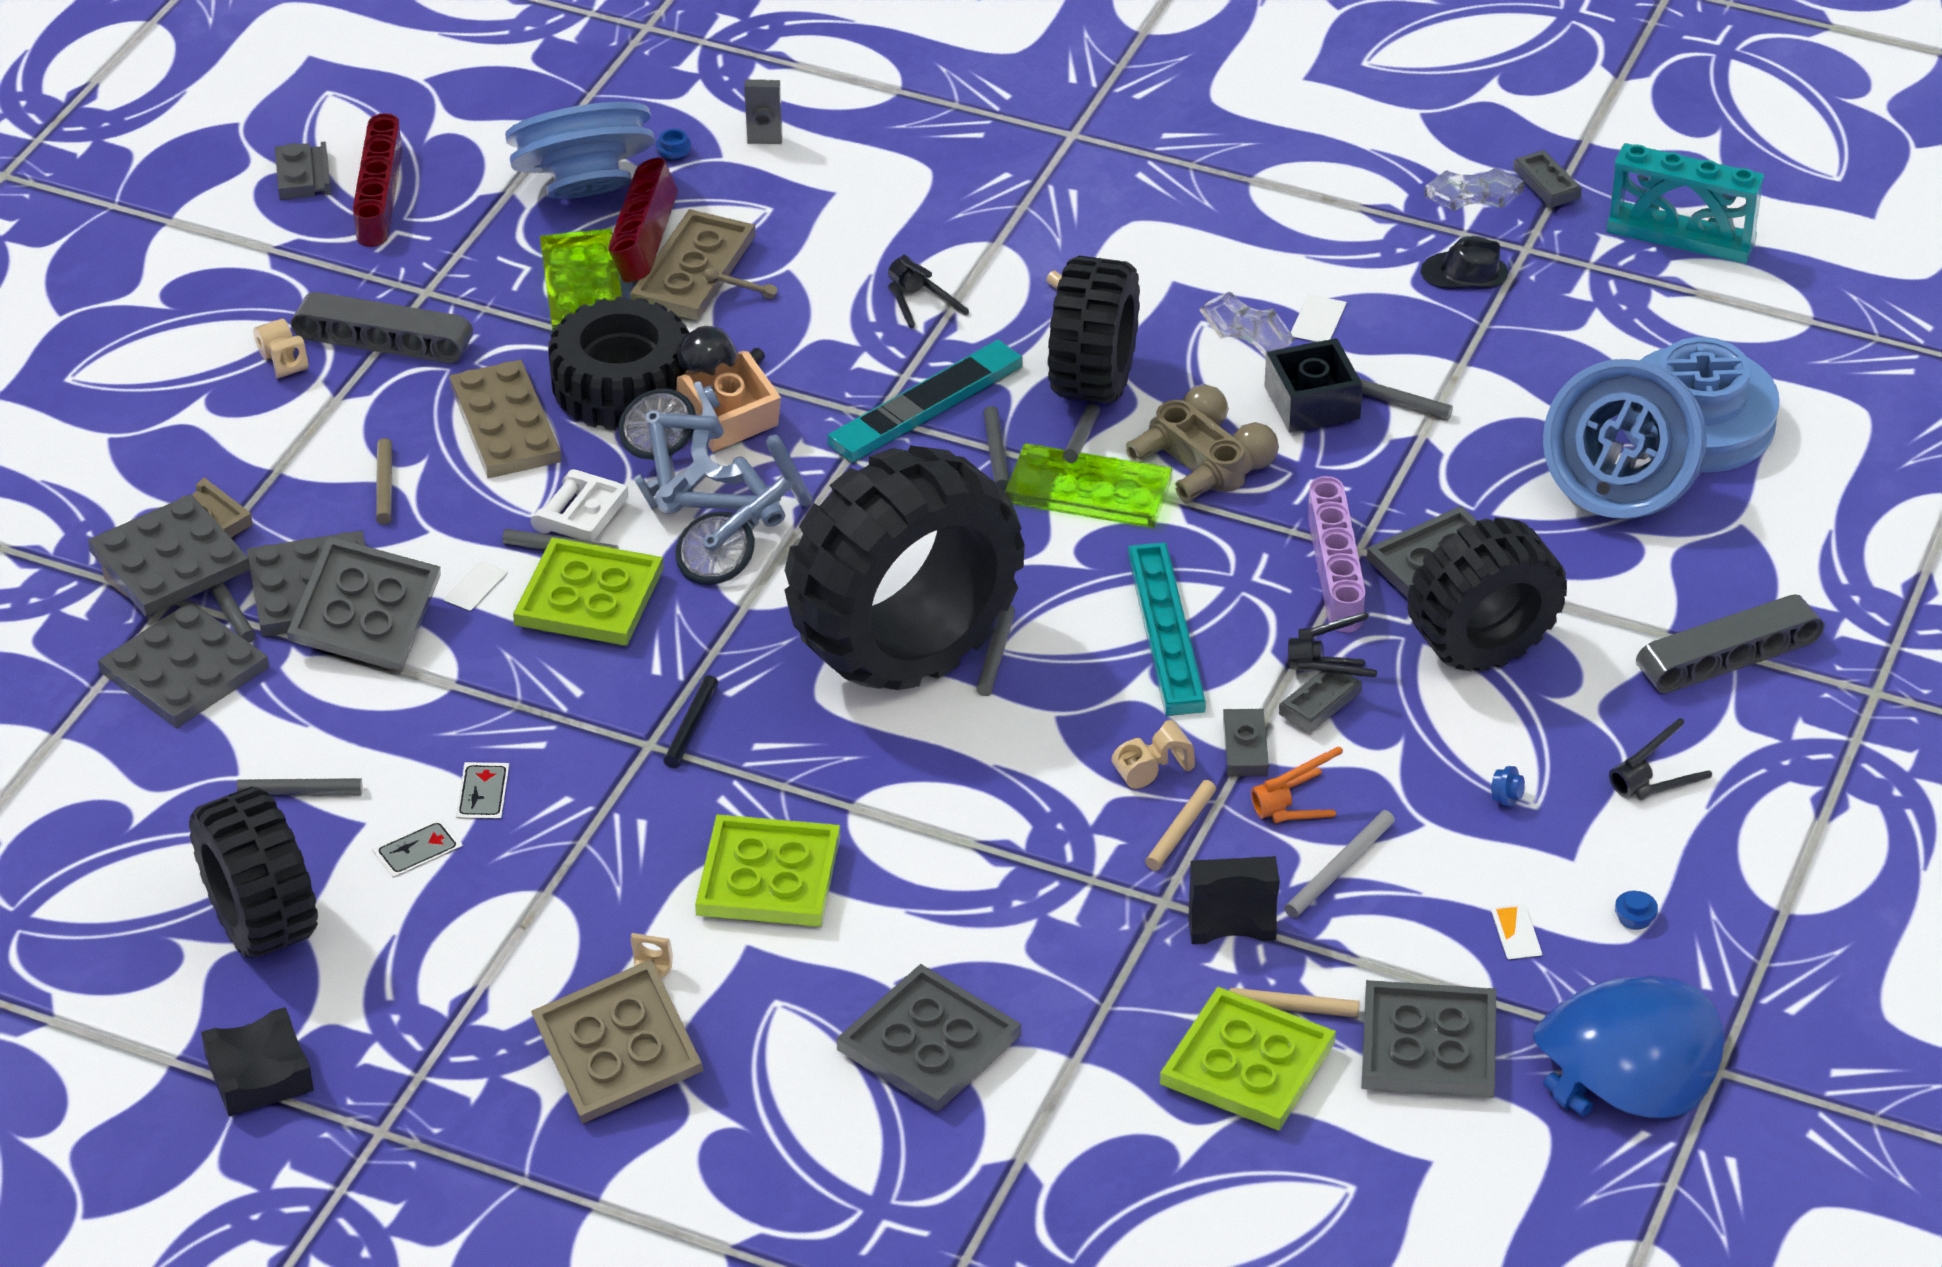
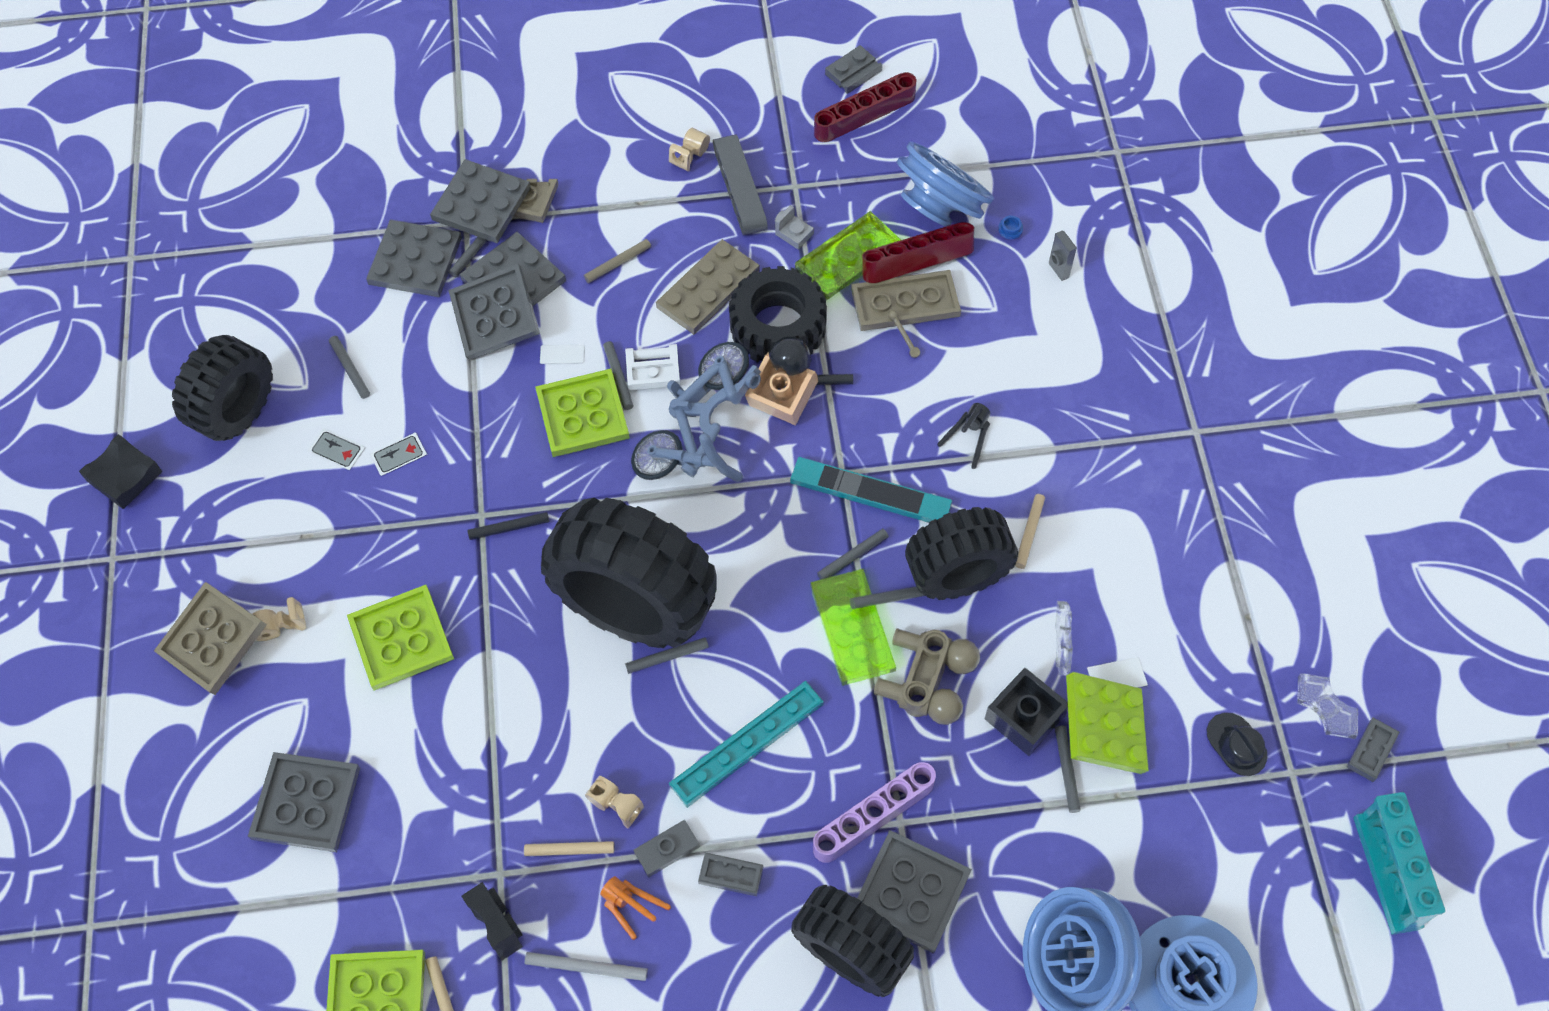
camera: 60 degrees right, 20 degrees up
(493, 315) = (792, 228): none -> light grey bracket
(1308, 654) = (764, 846): black plant -> none
(1376, 332) = (1106, 723): none -> lime plate

